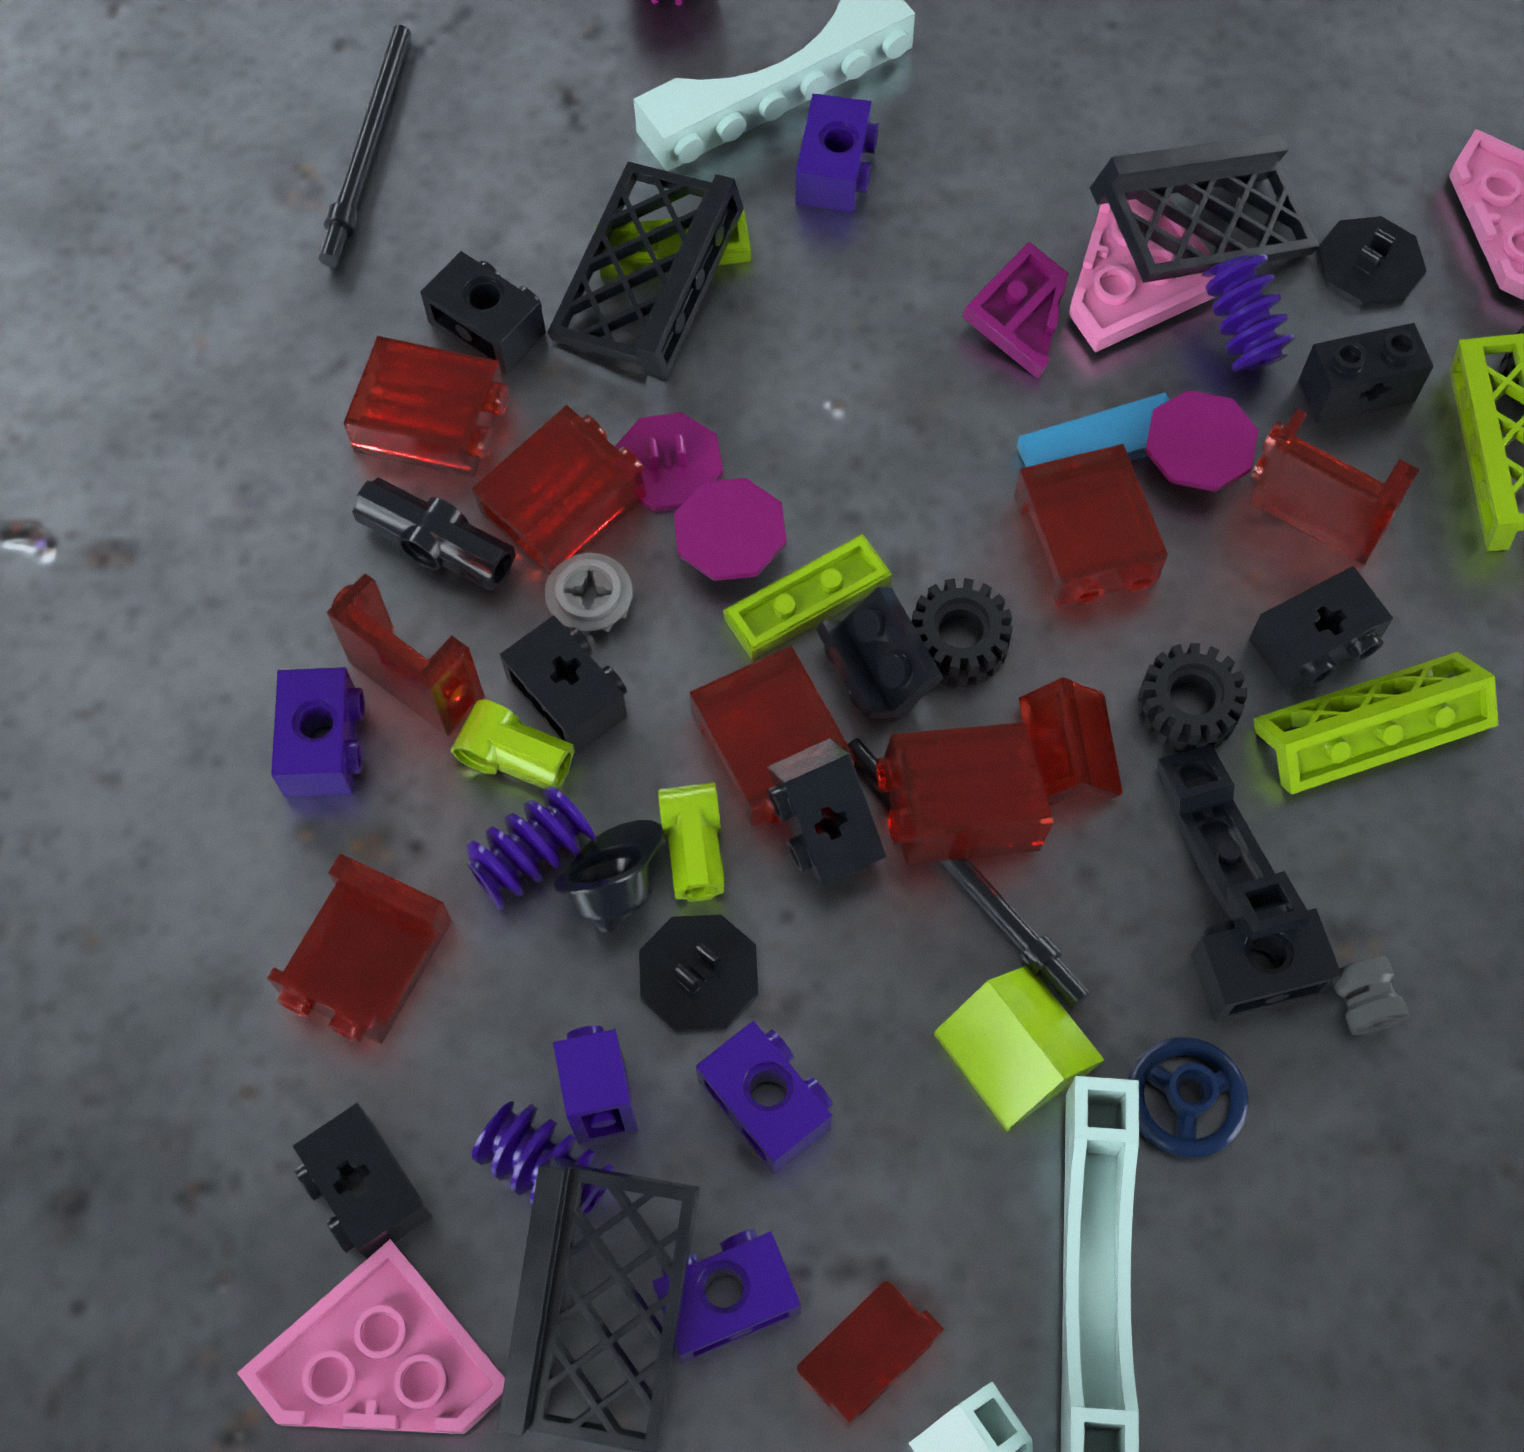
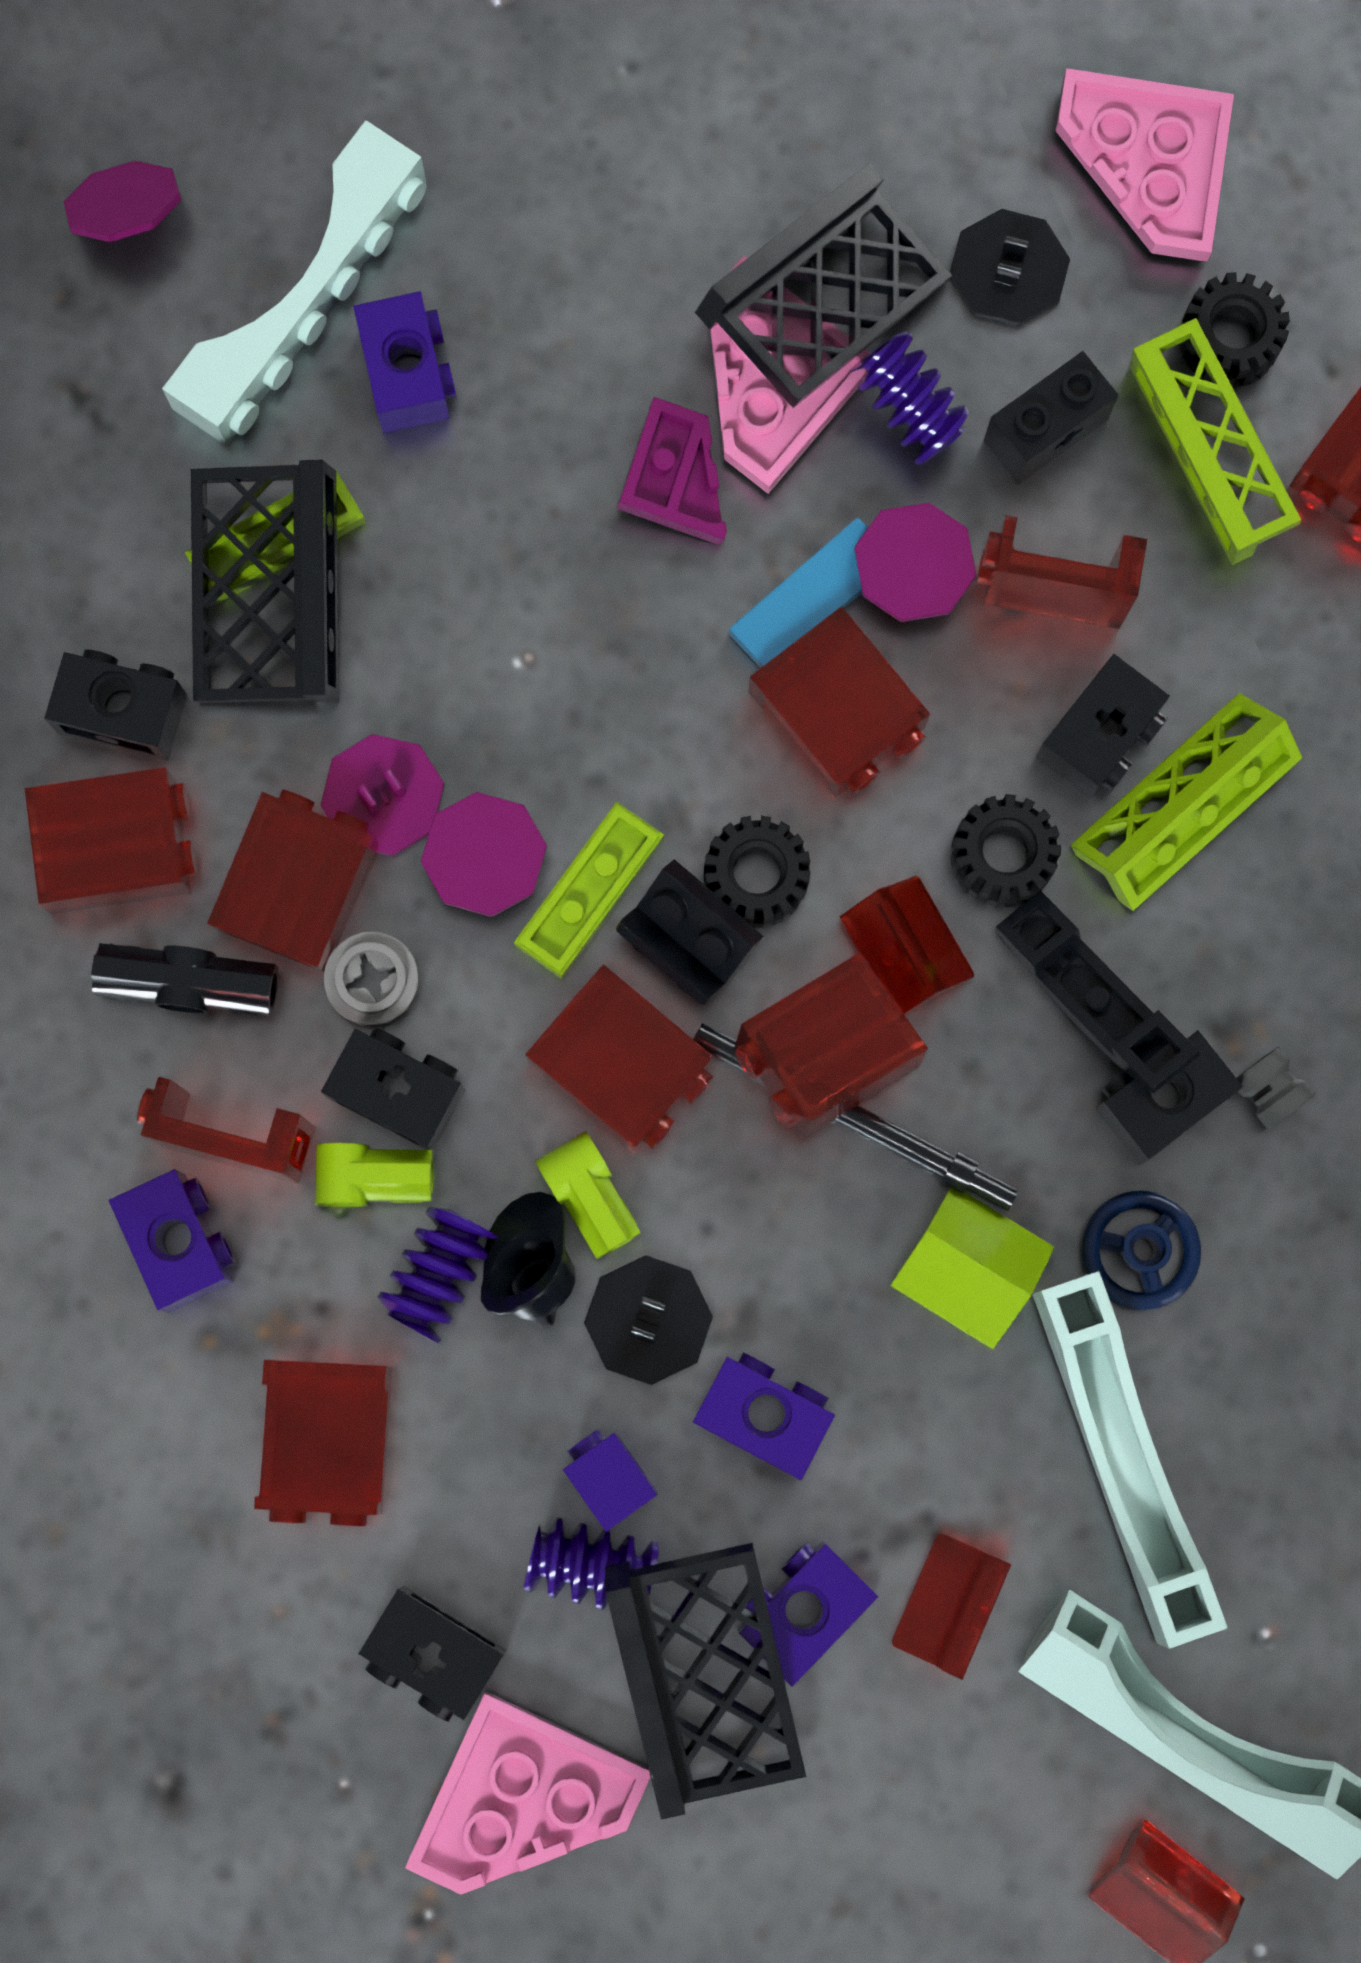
camera: 25 degrees left, 15 degrees up
(846, 834) = (709, 1124): black brick -> none

